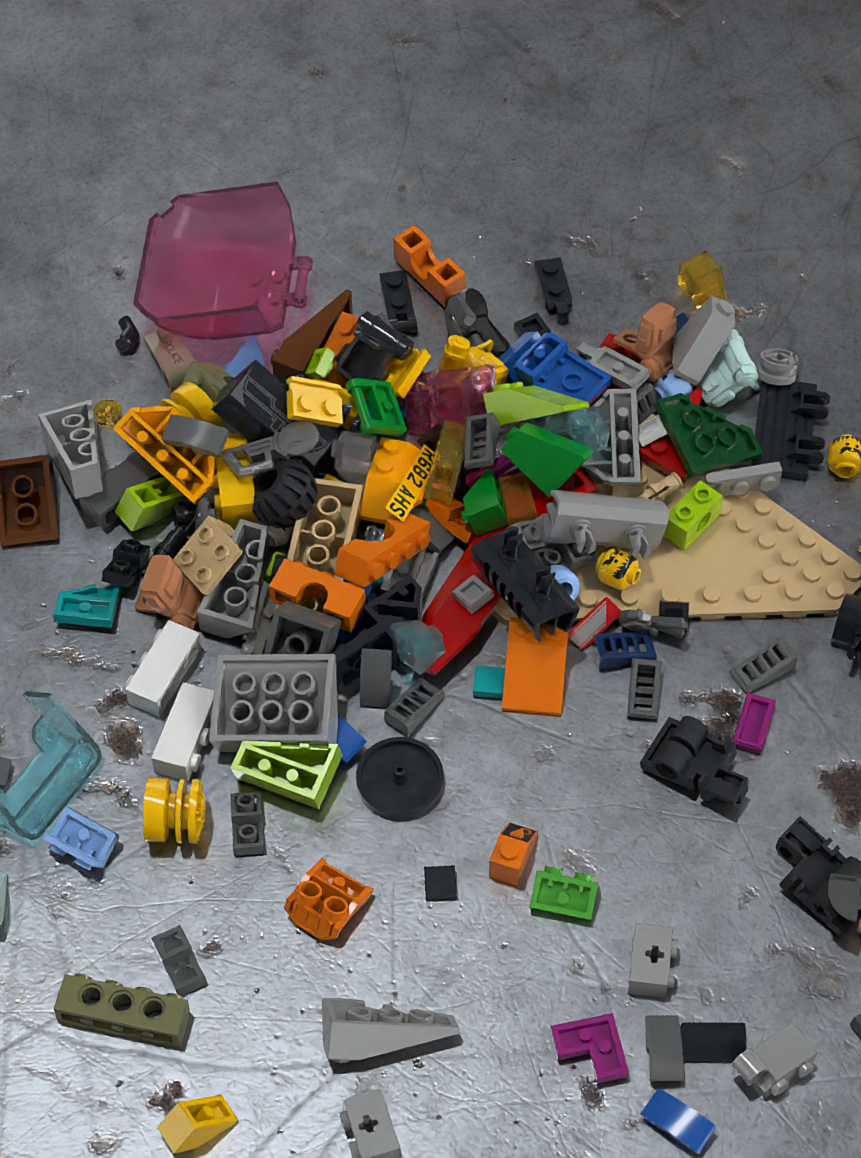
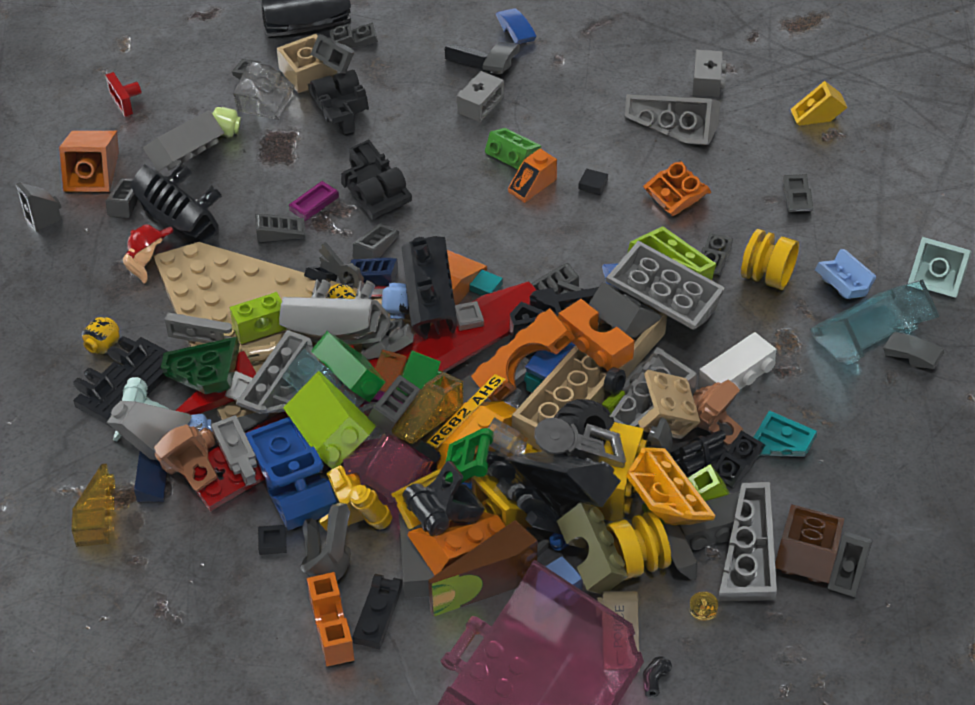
camera: 155 degrees left, 10 degrees down
(102, 1016) = (849, 174): olive brick -> none
(184, 733) = (737, 318): white brick -> none
(195, 434) = (646, 467): dark grey slope -> none
(314, 401) = (524, 459): yellow plate -> none
(320, 363) = (495, 516): lime plate -> none
(399, 778) = (587, 247): black piece -> none
(417, 644) = (534, 276): clear light blue slope -> none
(554, 287) = (225, 571): black hinge -> none
(595, 1037) = (541, 74): magenta plate -> none
(776, 1061) = (439, 30): light grey hinge -> none
(778, 366) = (96, 426): light grey wheel -> none

